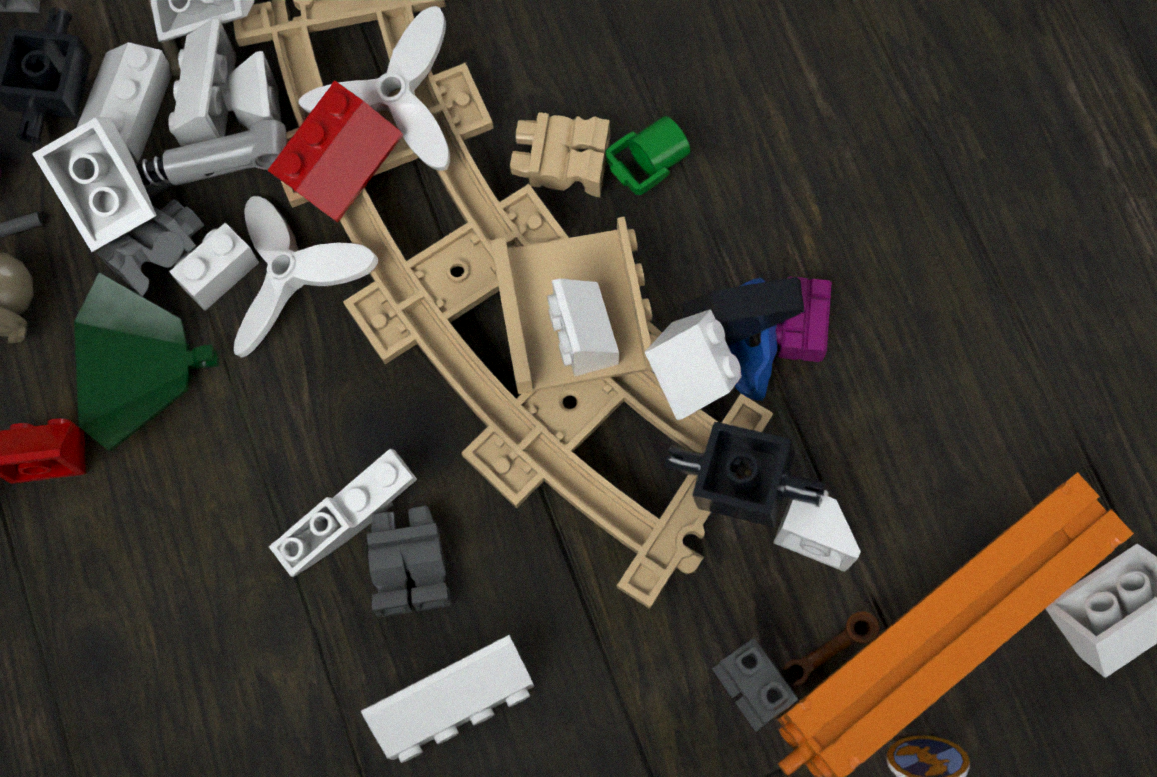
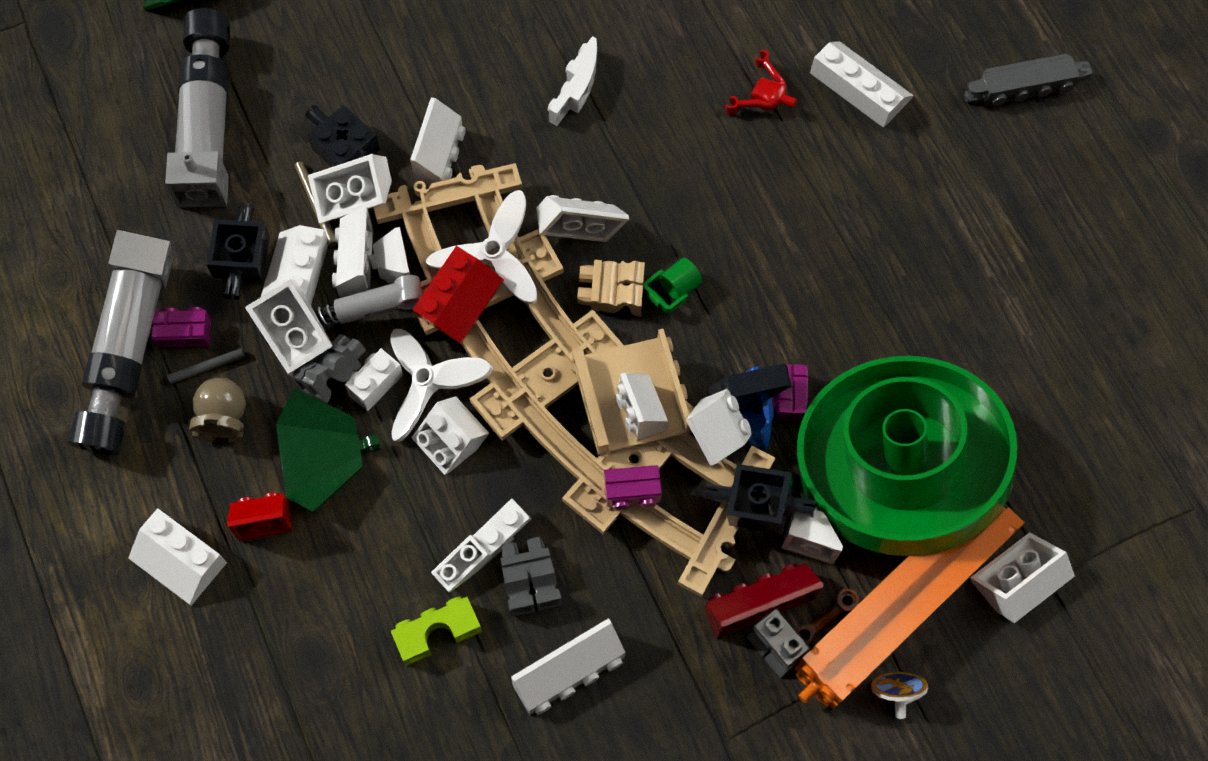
camera: 10 degrees left, 5 degrees down
(235, 638) = (413, 635): none -> lime arch
(314, 350) = (449, 434): none -> white slope
(520, 52) = (579, 218): none -> white slope
(561, 444) = (632, 487): none -> magenta brick
(738, 617) = (756, 601): none -> dark red slope
(968, 423) = (907, 455): none -> green piece

